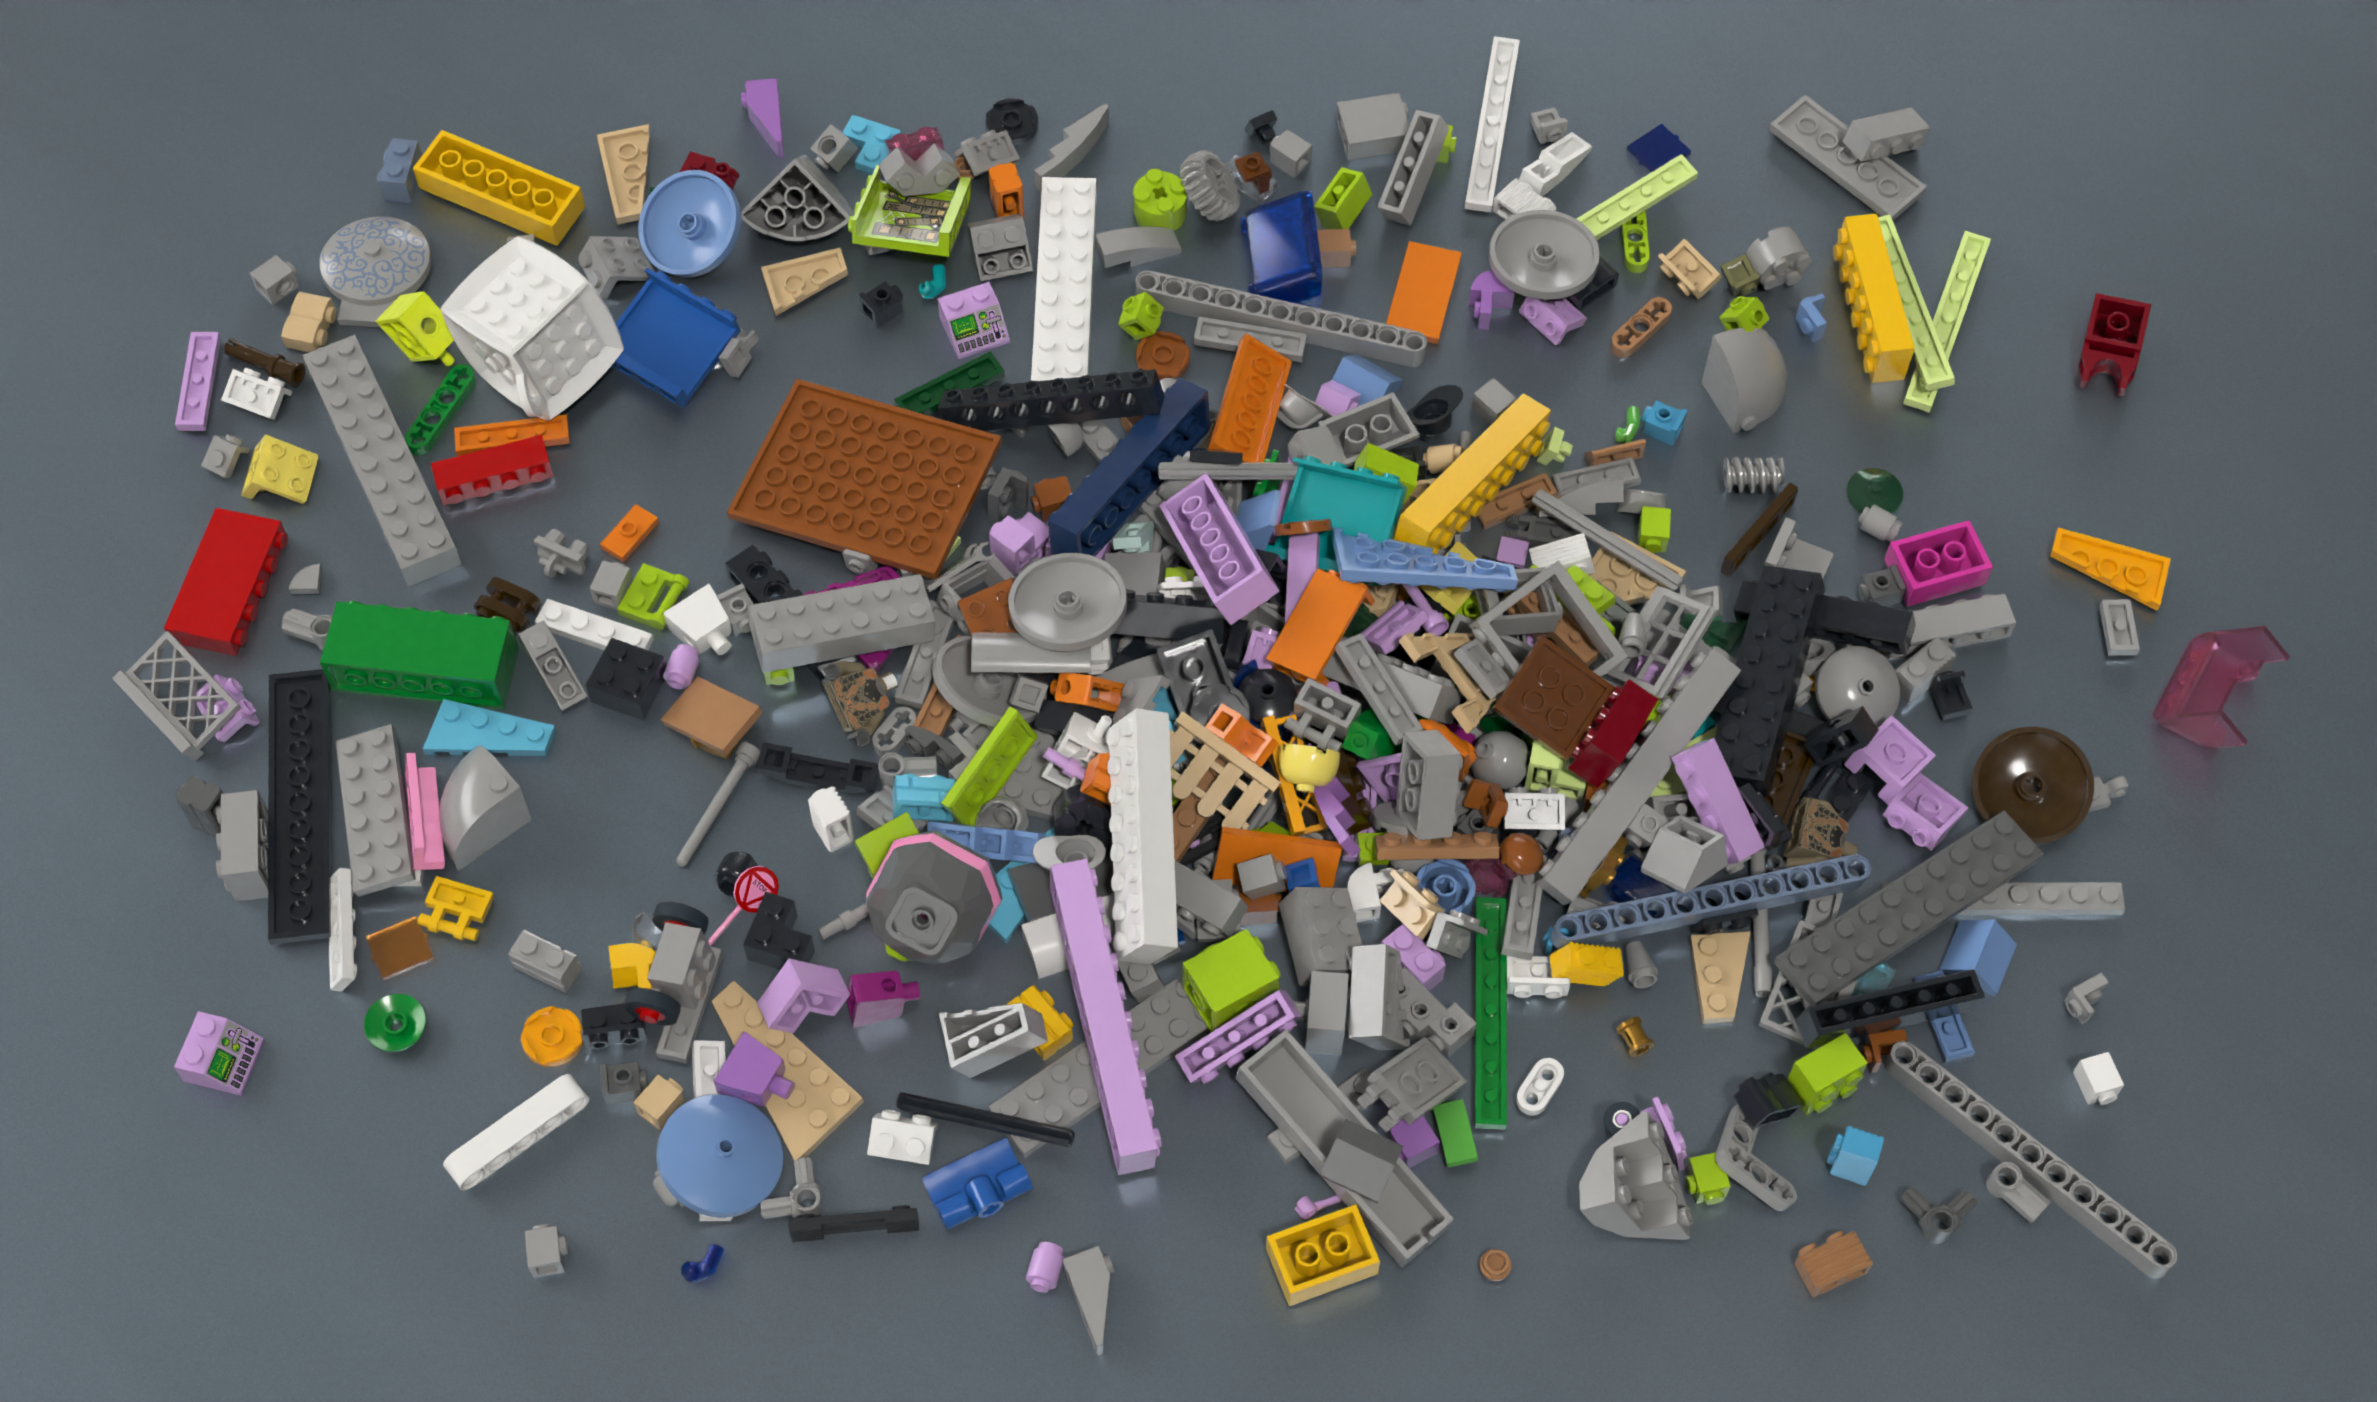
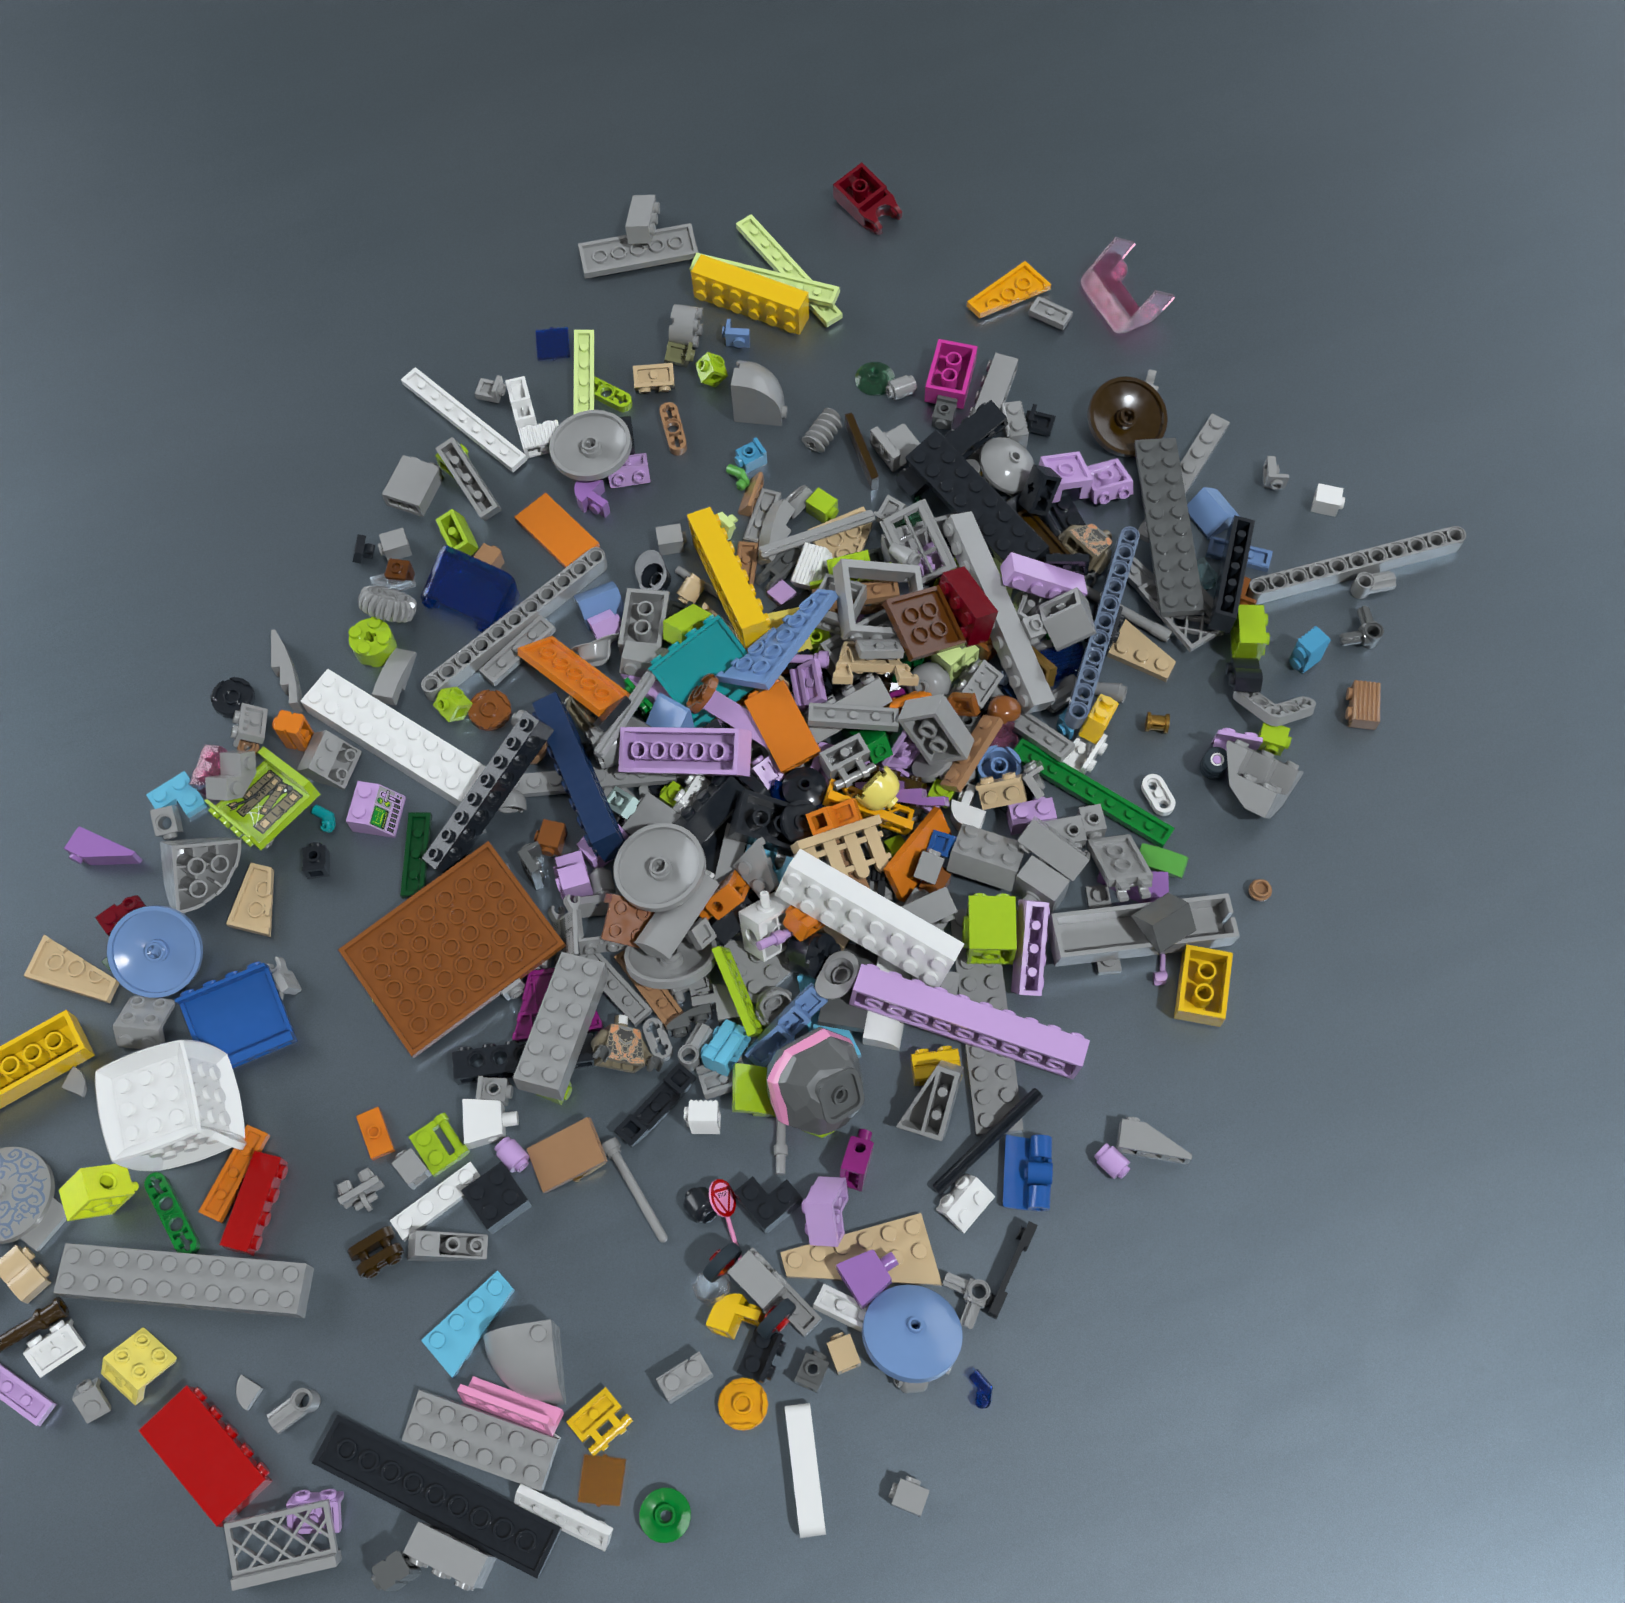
camera: 55 degrees left, 5 degrees up
(420, 654) = (376, 1338): green brick -> none

